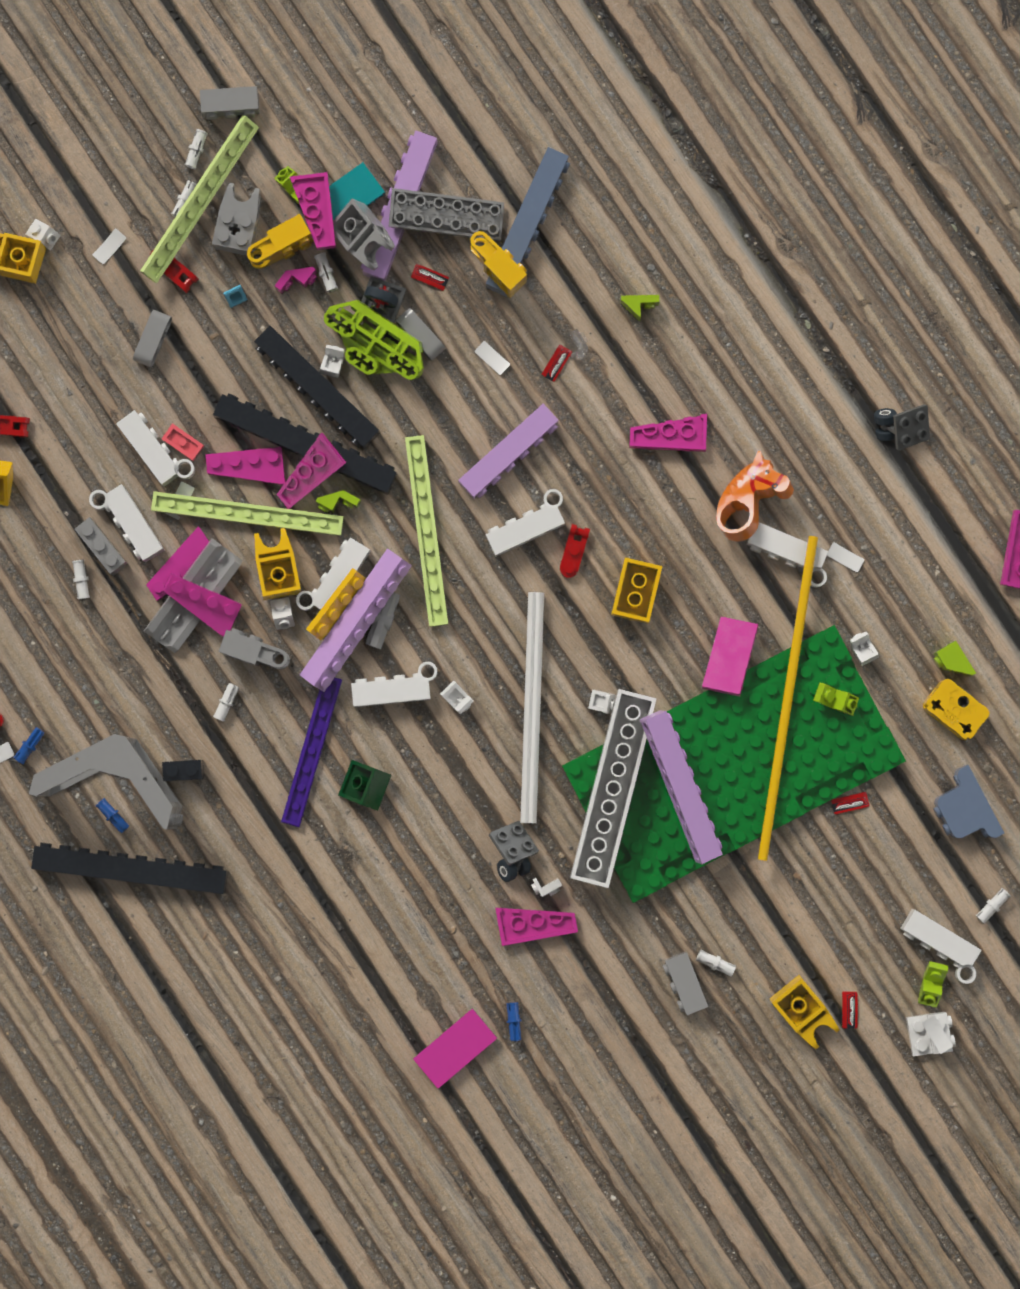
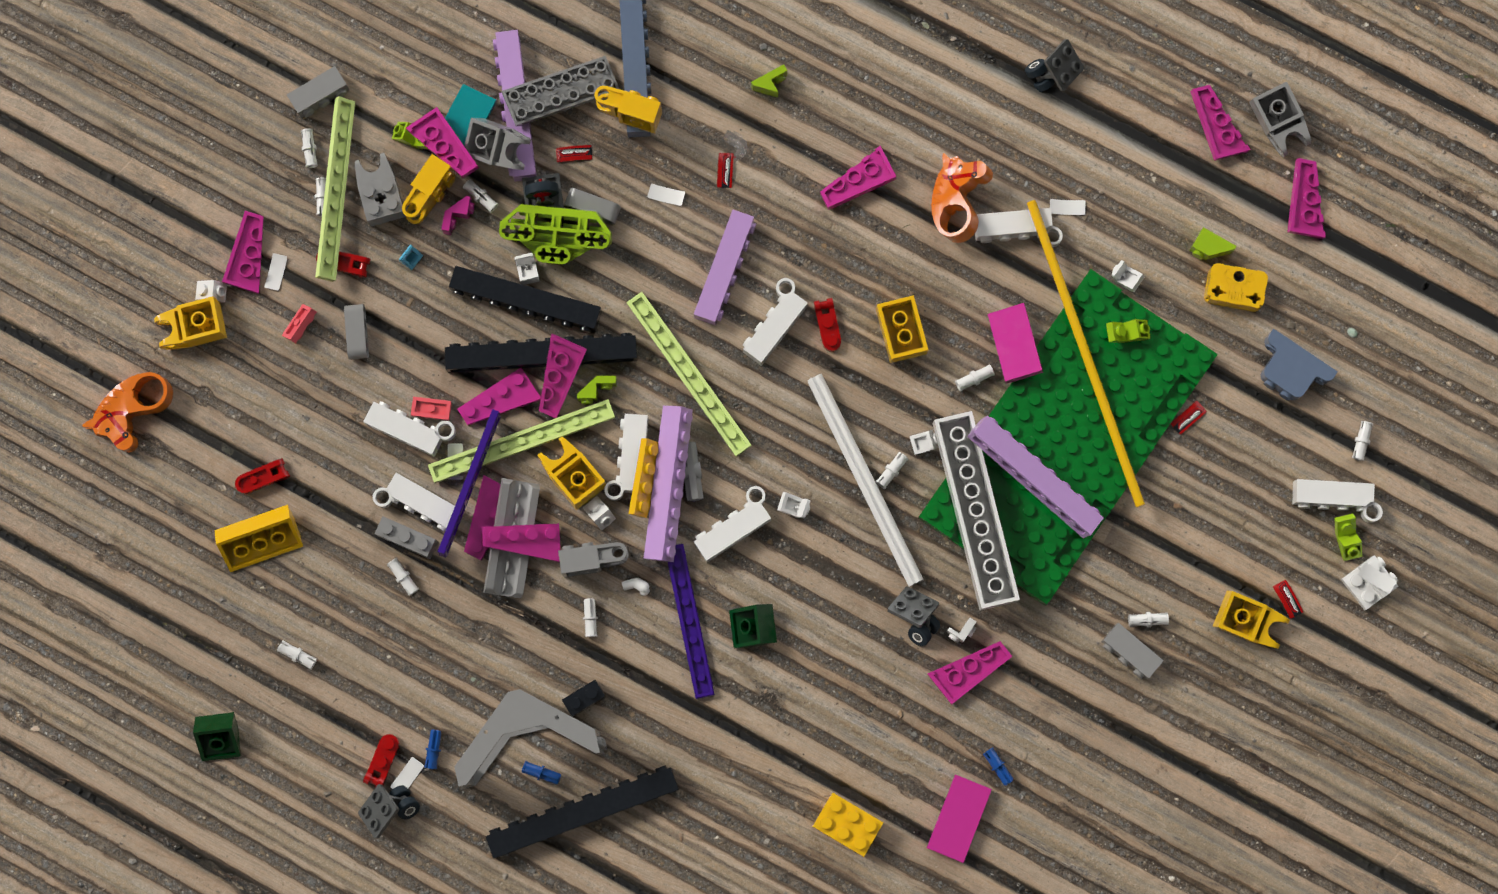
camera: 20 degrees left, 5 degrees down
(90, 217) = (245, 259): none -> dark pink wing
(105, 304) = (299, 323): none -> coral plate
(180, 528) = (469, 483): none -> dark purple tile
(283, 694) = (638, 584): none -> white arm
(354, 1002) = (847, 824): none -> yellow brick
(560, 711) = (892, 470): none -> white pin
(678, 667) = (975, 377): none -> white pin

